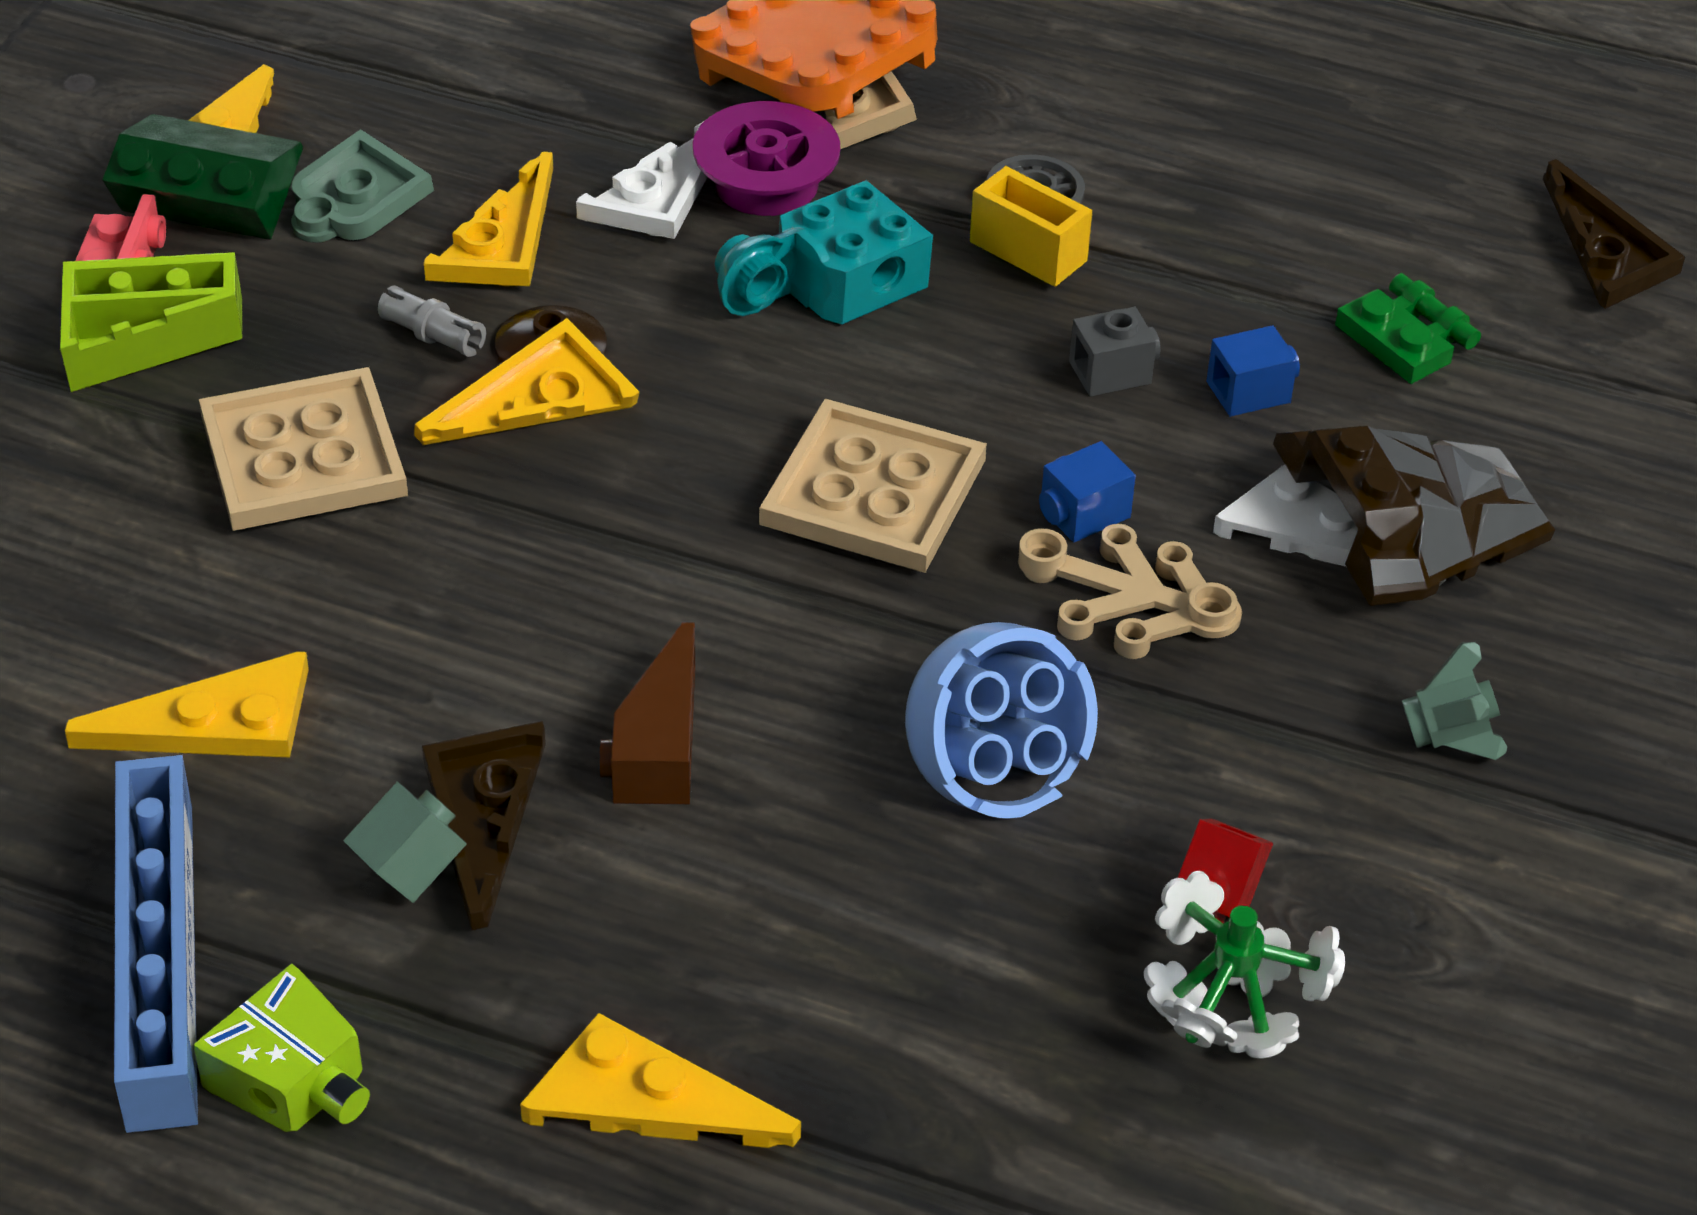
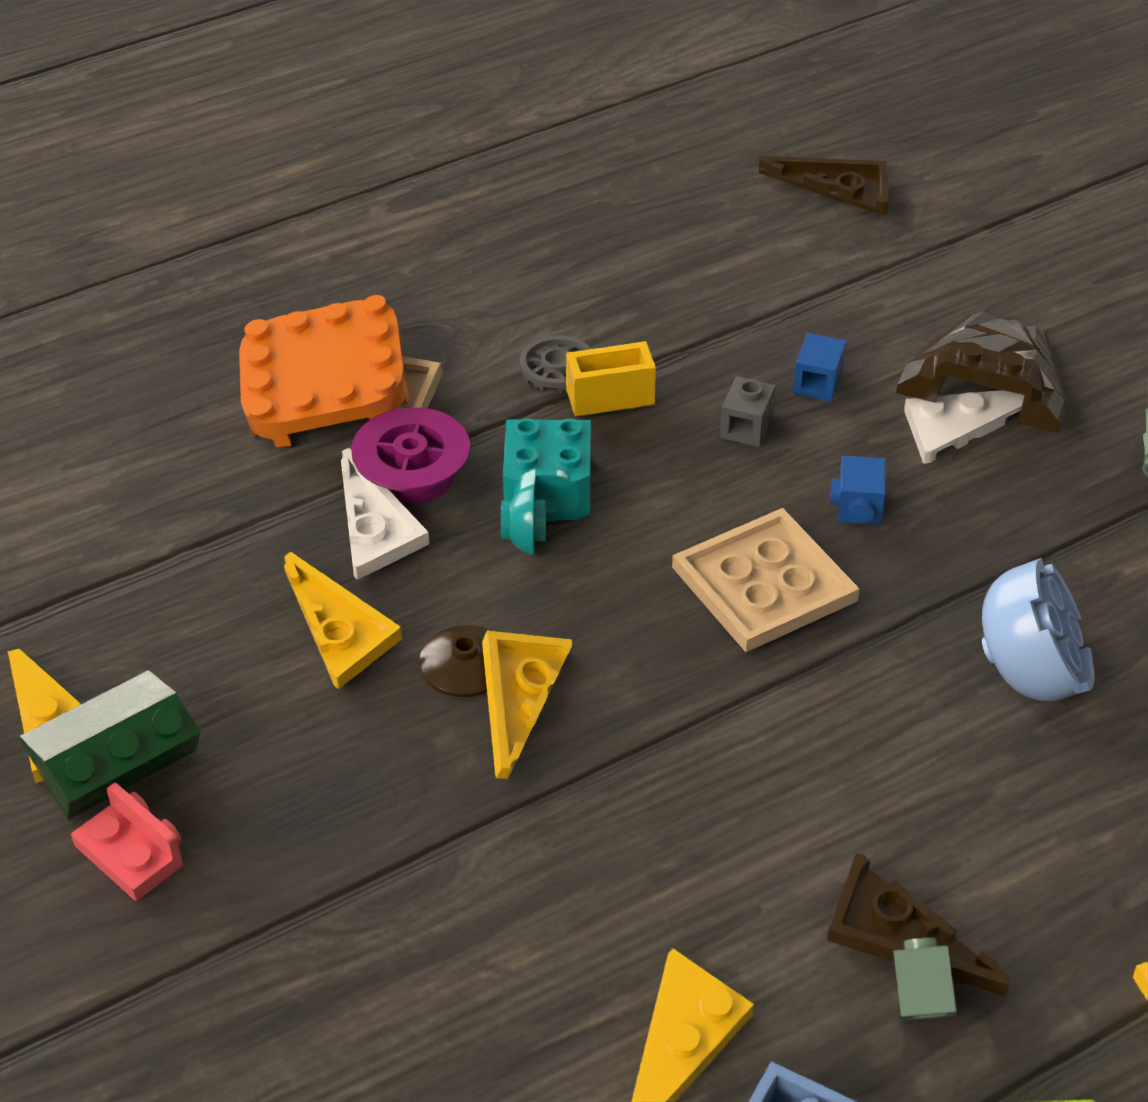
camera: 50 degrees left, 0 degrees up
(145, 312) = (233, 857): lime wedge -> none
(302, 448) = (457, 845): tan plate -> none
(355, 190) = (209, 672): sand green plate -> none
(432, 321) = (393, 706): light grey pin -> none
(655, 729) = (905, 797): reddish brown slope -> none
(1201, 608) = (998, 500): tan plant -> none
(1400, 339) = (832, 299): green plate -> none

